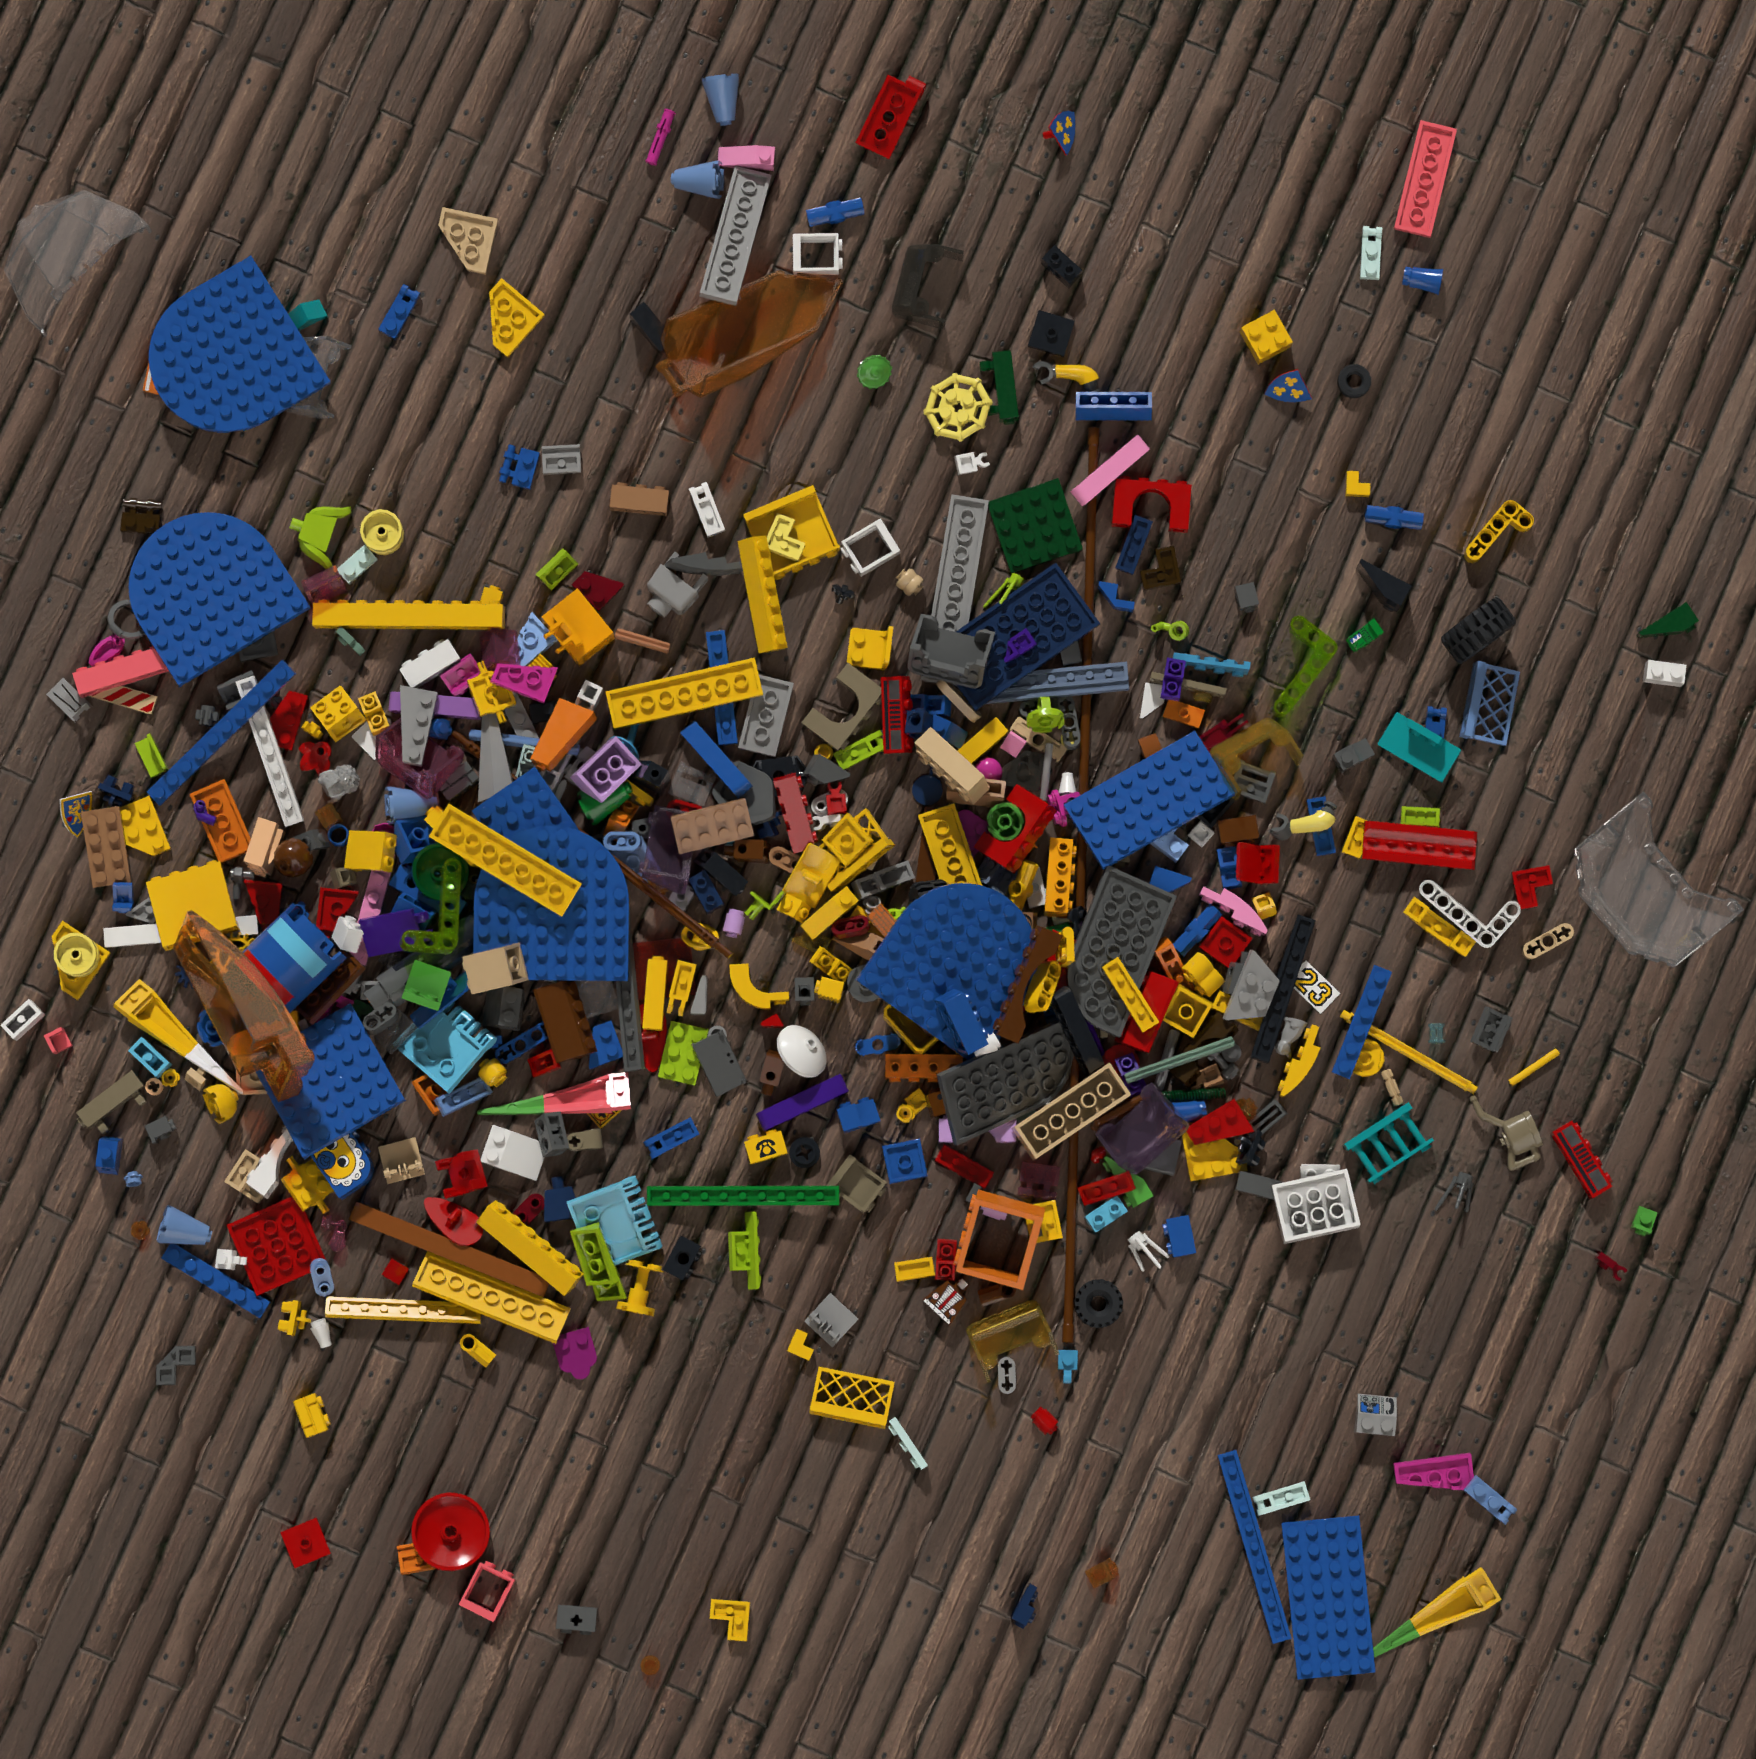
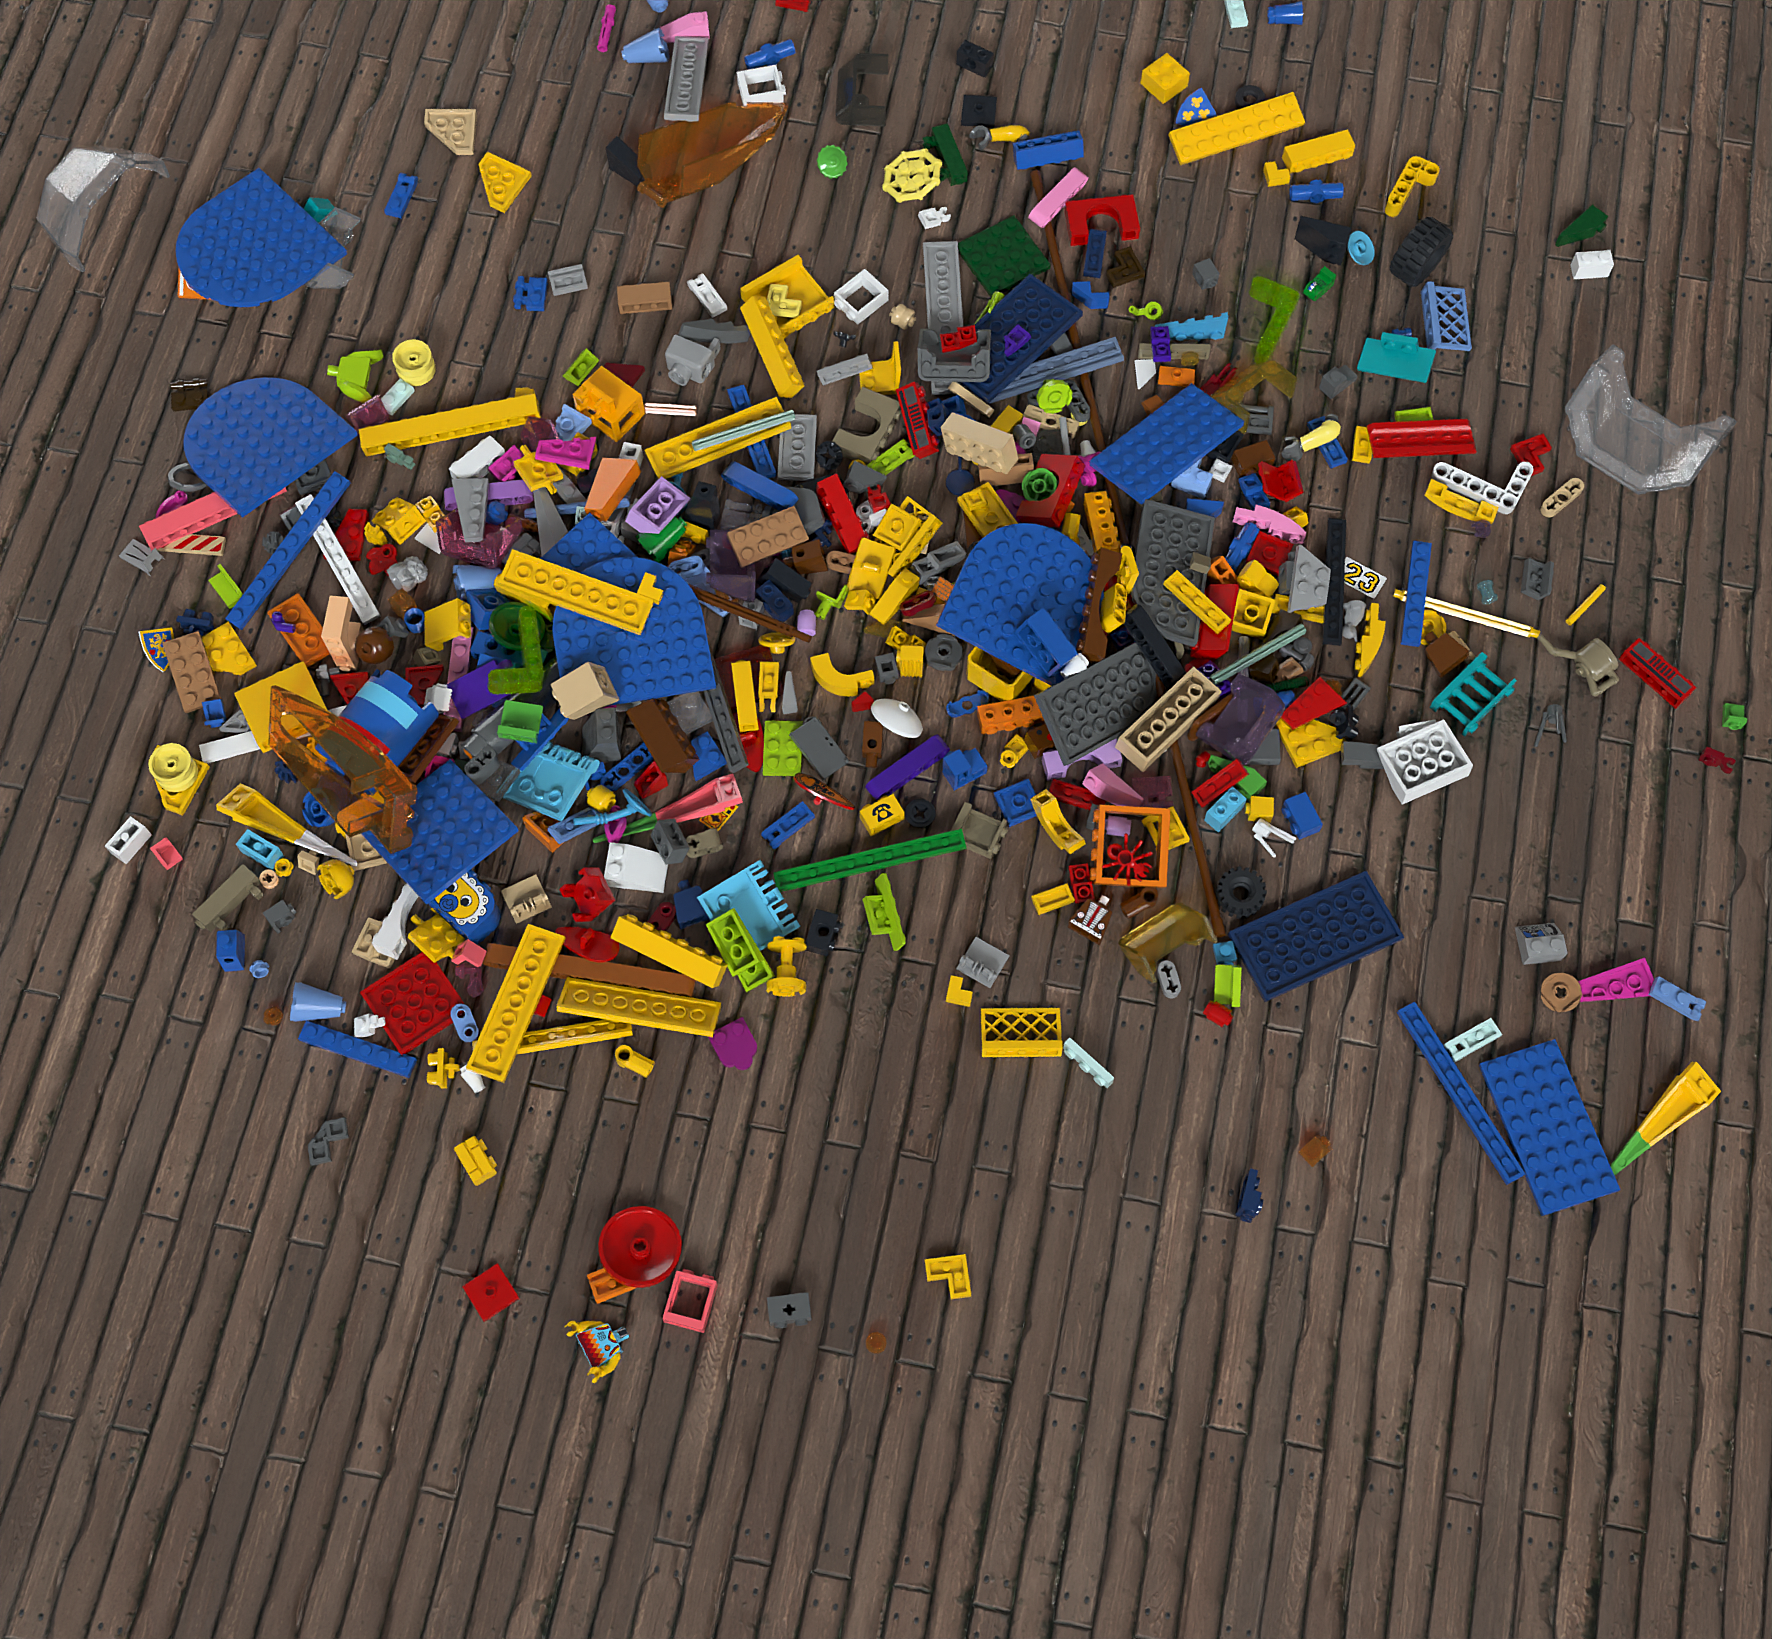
camera: 10 degrees left, 15 degrees down
(338, 1210) = (469, 951): none -> coral panel
(374, 1271) = (515, 1003): none -> yellow plate
(397, 1615) = (599, 1345): none -> torso
(501, 1102) = (615, 828): none -> dark pink arm
(523, 1087) = (634, 805): none -> dark azure dish
(576, 870) = (648, 590): none -> yellow piece
(711, 1110) = (822, 791): none -> shield
(712, 692) = (743, 430): none -> axle
(802, 732) = (834, 450): none -> black gear
(833, 635) = (844, 369): none -> light grey plate
(934, 822) = (974, 499): none -> yellow tile
(935, 1195) = (1054, 823): none -> yellow arch
(959, 633) = (957, 340): none -> red slope
(987, 1259) = (1125, 858): none -> red animal
(996, 1167) = (1110, 787): none -> bright pink slope
(1003, 756) = (1024, 436): none -> dark grey brick
(1060, 1395) = (1227, 984): none -> lime panel
(1140, 1220) = (1260, 808): none -> yellow brick
(1146, 948) = (1200, 563): none -> dark tan slope
(1160, 1362) = (1315, 936): none -> dark blue plate
(1329, 418) = (1236, 128): none -> yellow plate
(1371, 1093) = (1444, 653): none -> reddish brown torso
(1384, 1461) = (1549, 992): none -> medium nougat plate
(1410, 467) = (1318, 151): none -> yellow brick
(1427, 600) = (1361, 248): none -> medium azure dish
(1454, 960) = (1482, 528): none -> clear purple plate

